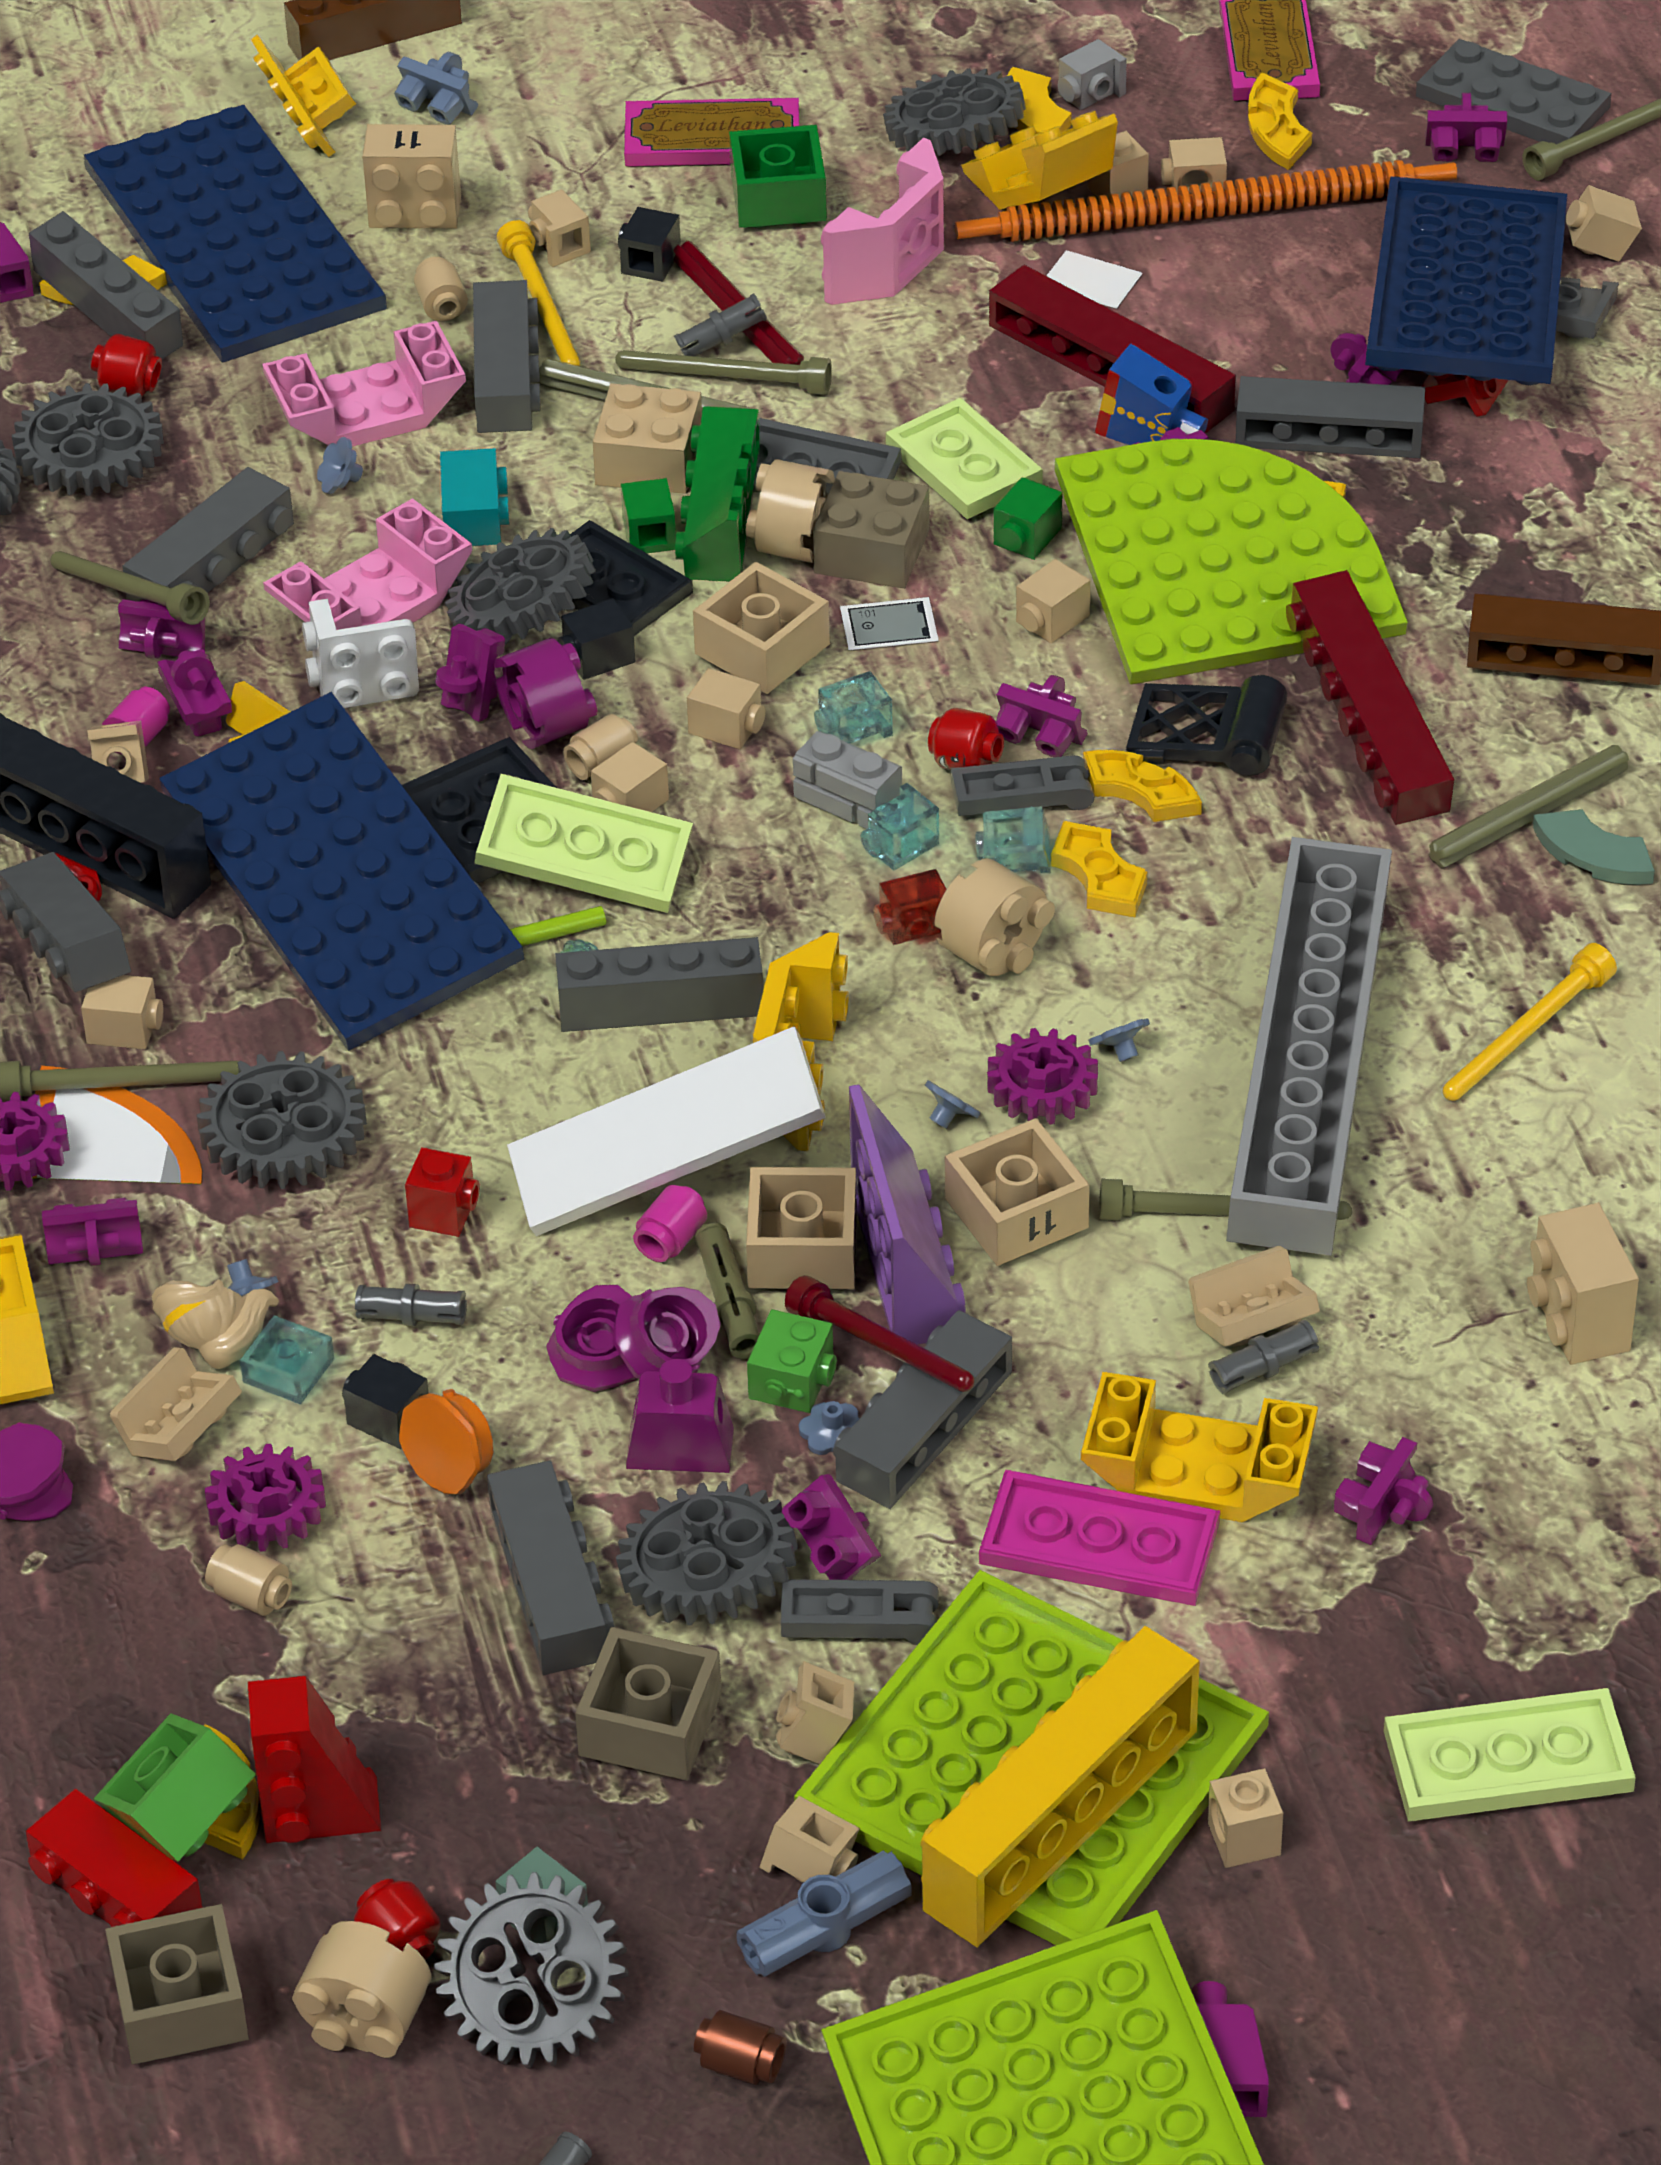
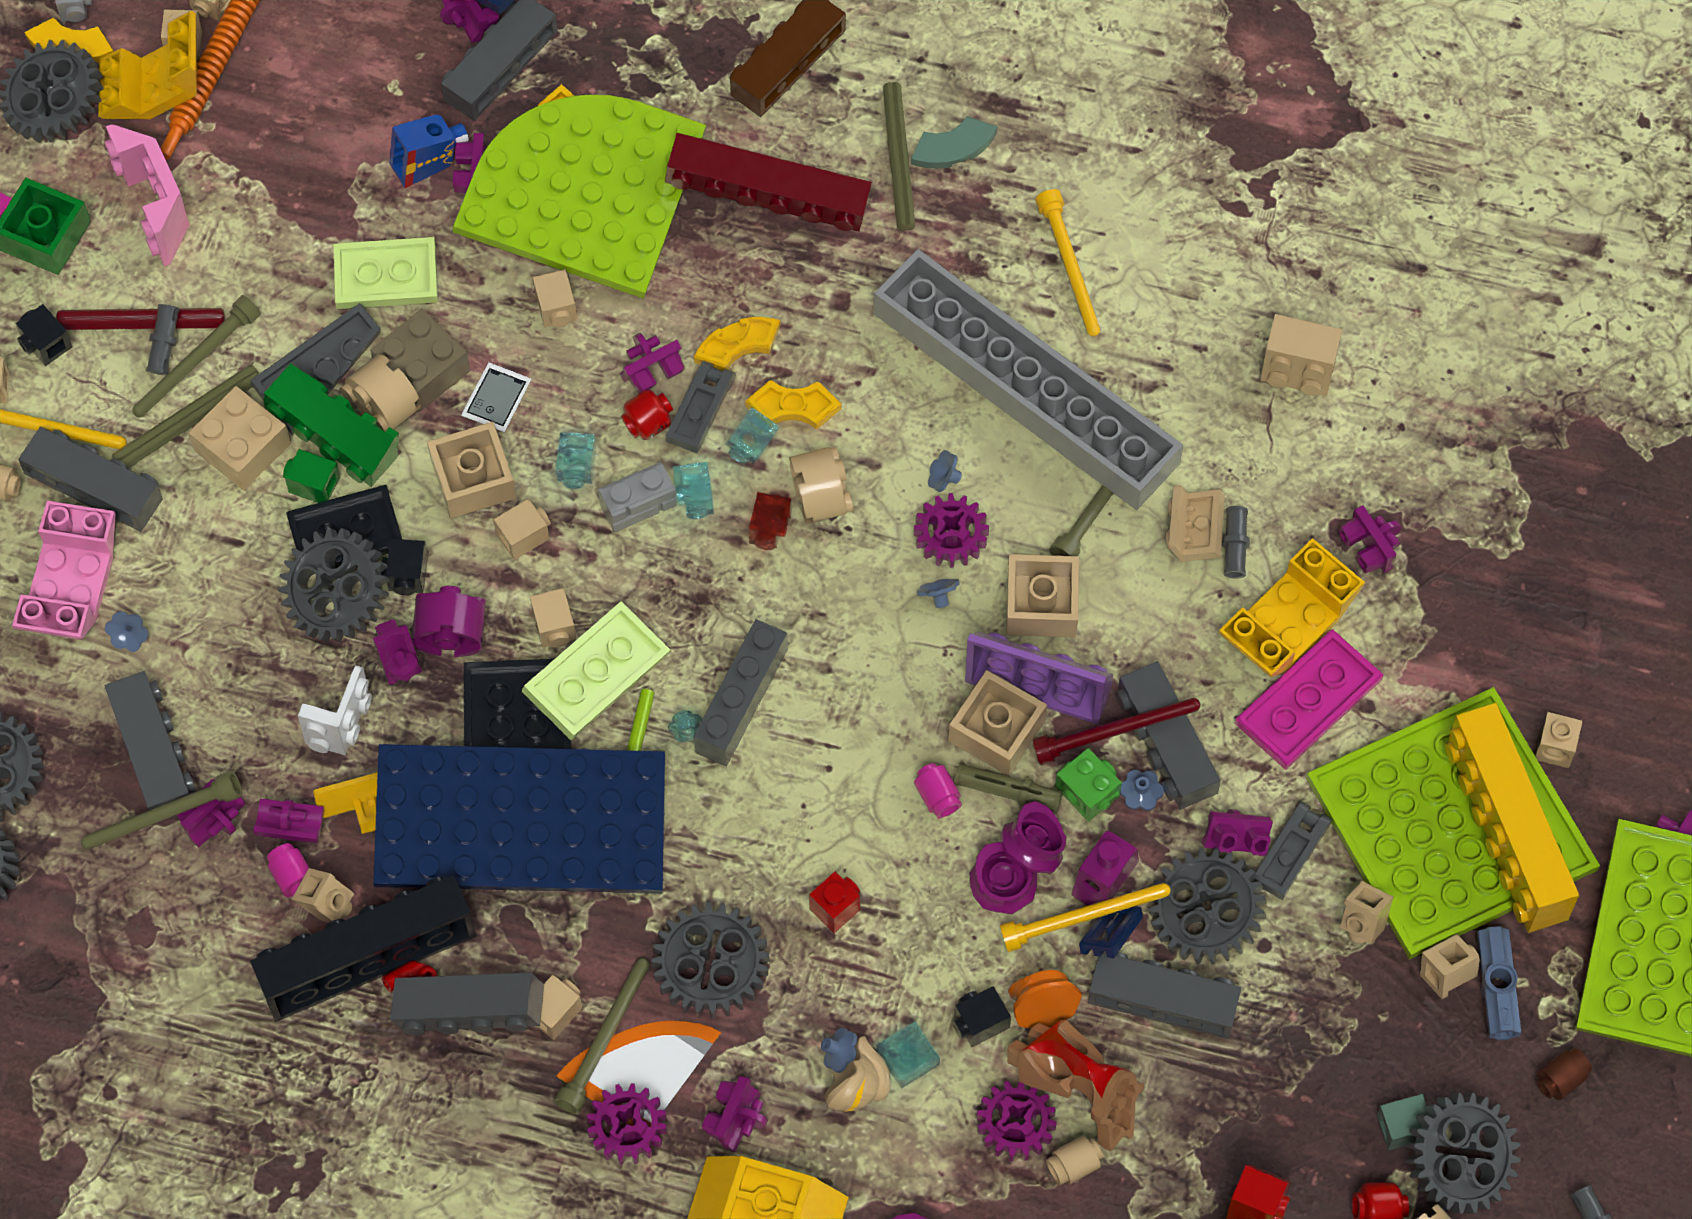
camera: 60 degrees left, 20 degrees up
(172, 1407) = (915, 1136): tan bracket -> none
(369, 1499) = (1065, 1060): none -> medium nougat hips
(397, 581) = (260, 663): bright pink slope -> none
(411, 1304) = (909, 964): dark grey pin -> none
(472, 493) = (218, 568): teal brick -> none
(526, 1385) = (1017, 934): none -> yellow piece
(594, 1463) = (1116, 934): none -> dark blue tile
(598, 744) = (506, 615): tan brick -> none
(648, 1703) = (1306, 994): dark tan brick -> none
(665, 1131) = (887, 754): white tile -> none
(806, 993) = (886, 671): yellow slope -> none
(1028, 518) = (470, 270): green brick -> none
(1093, 337) = (337, 137): dark red brick -> none
(1094, 278) = (259, 108): white sticker -> none
(1242, 729) = (739, 263): black piece -> none
(1508, 1754) = (1585, 589): yellowish green plate -> none

